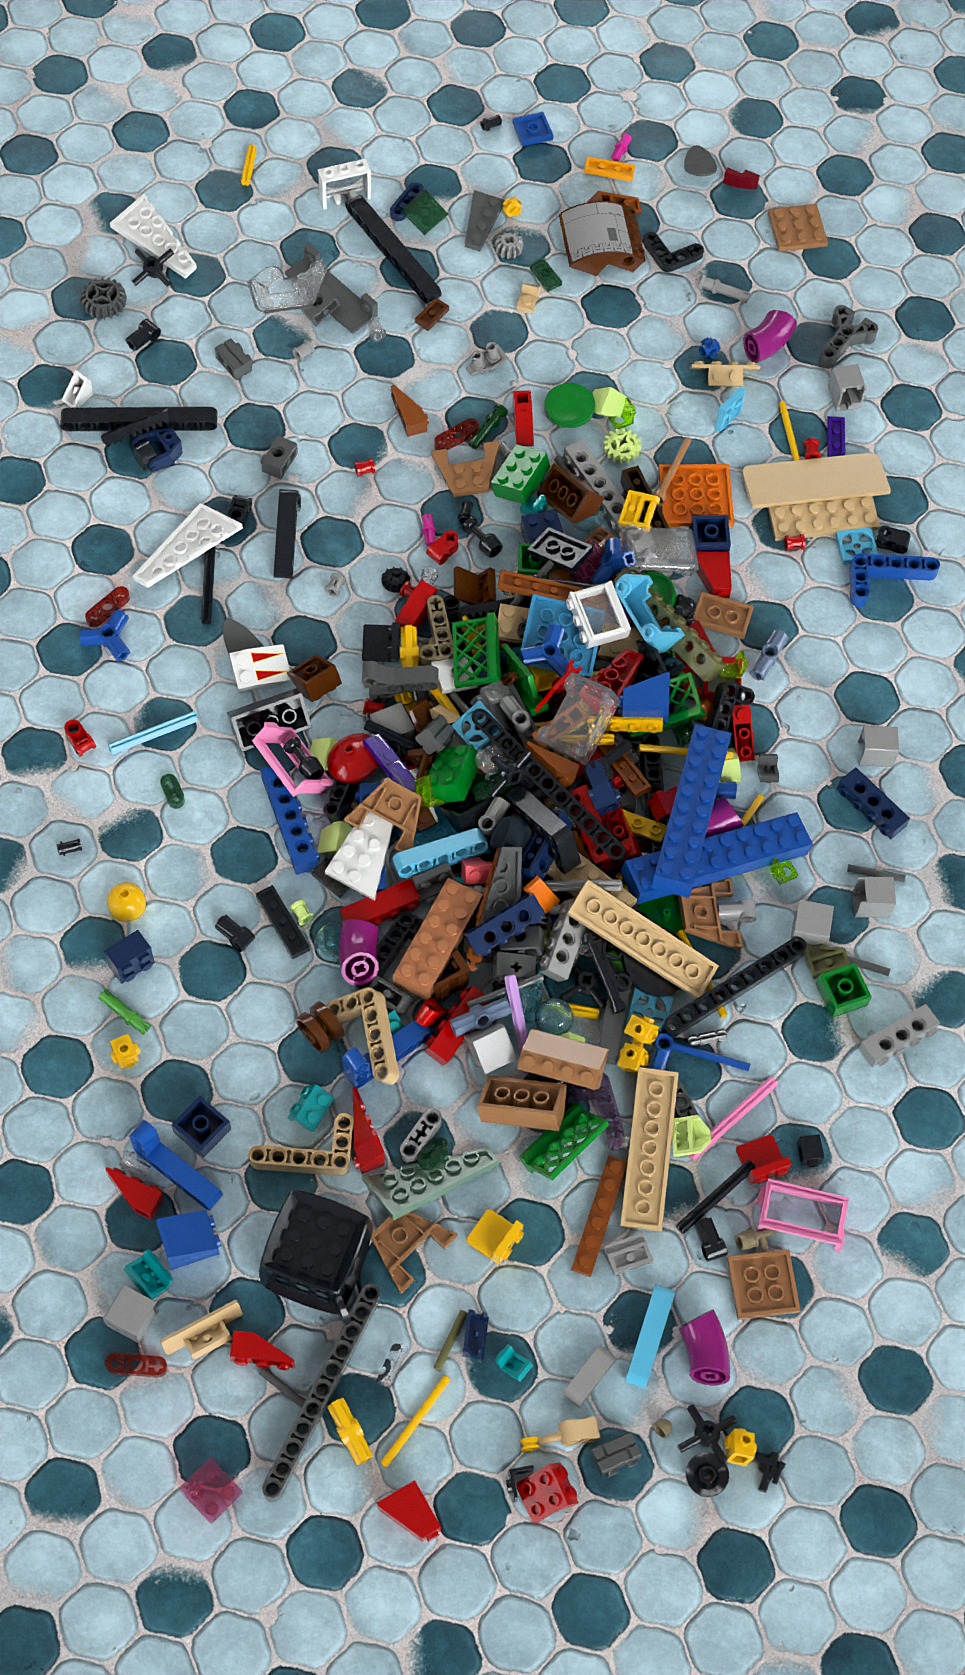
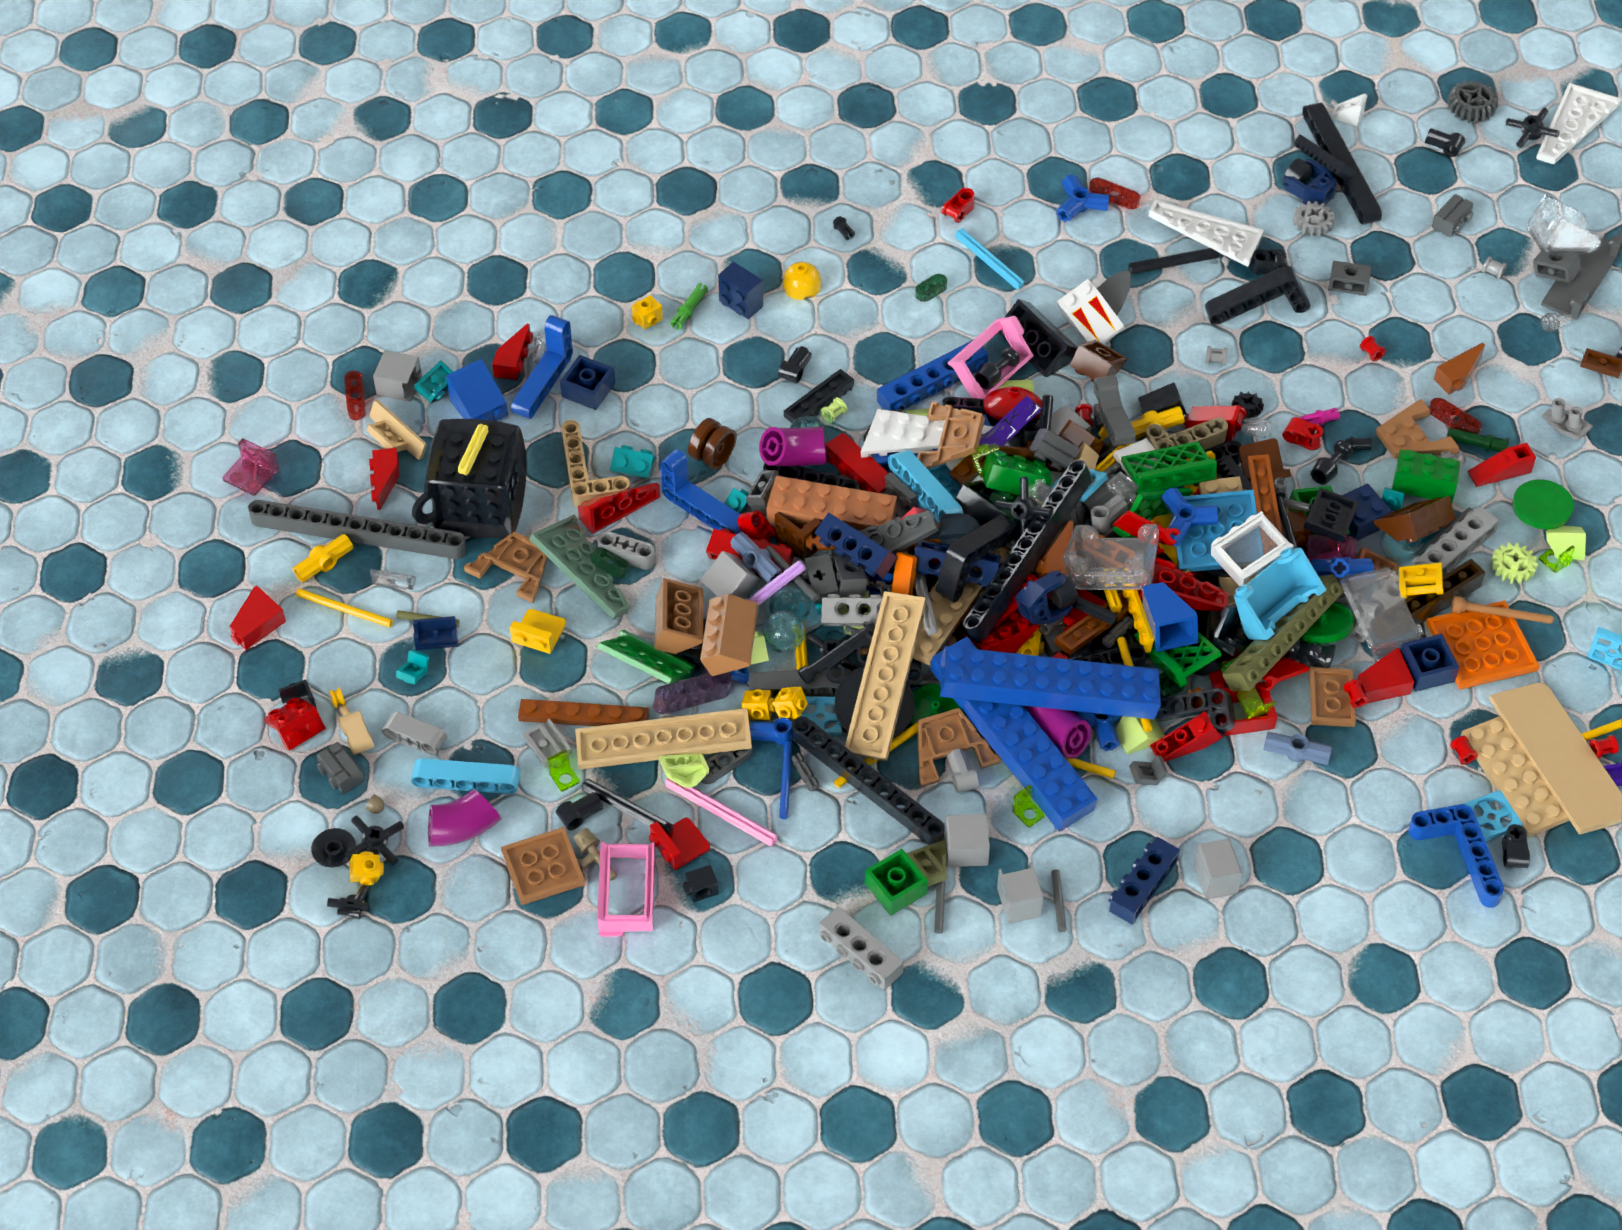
camera: 80 degrees right, 10 degrees down
(199, 461) = (1313, 218): none -> light grey gear
(290, 1393) = (360, 499): dark grey bar -> none
(313, 1238) = (473, 449): none -> light yellow axle
(373, 1028) = (738, 473): tan beam -> none
(494, 814) = (981, 514): light grey piece -> none
(656, 1249) = (558, 766): none -> clear neon green bracket
(732, 595) = (1356, 693): none -> red bush

